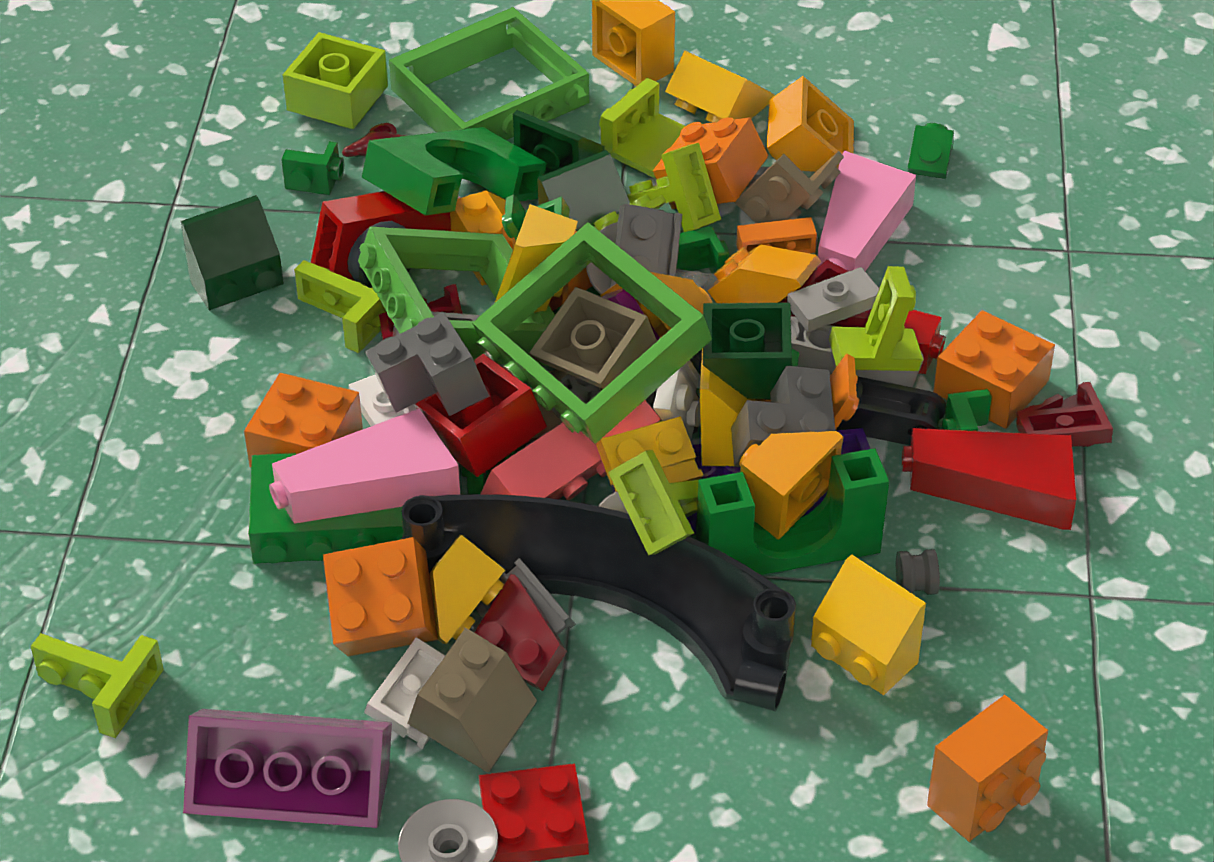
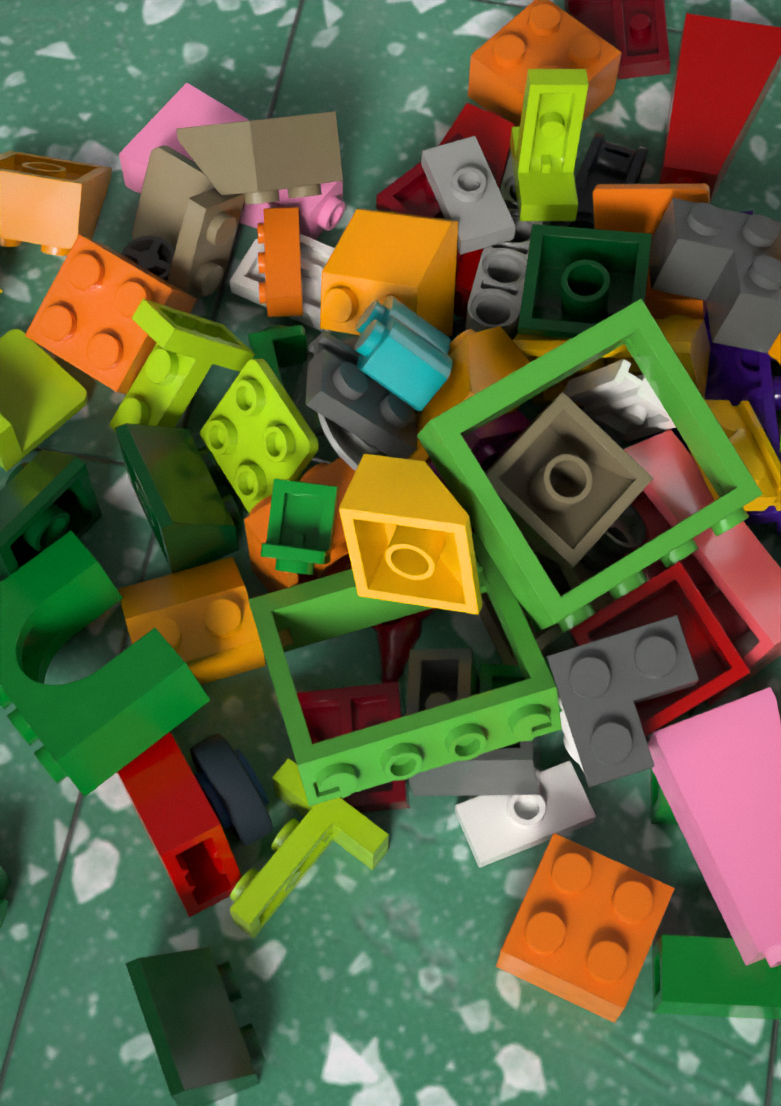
camera: 85 degrees left, 20 degrees up
(677, 252) = (402, 352): none -> teal brick
(837, 193) = (267, 155): none -> dark tan slope
(931, 150) = (108, 68): green bracket -> none
(967, 410) = (628, 122): green bracket -> none

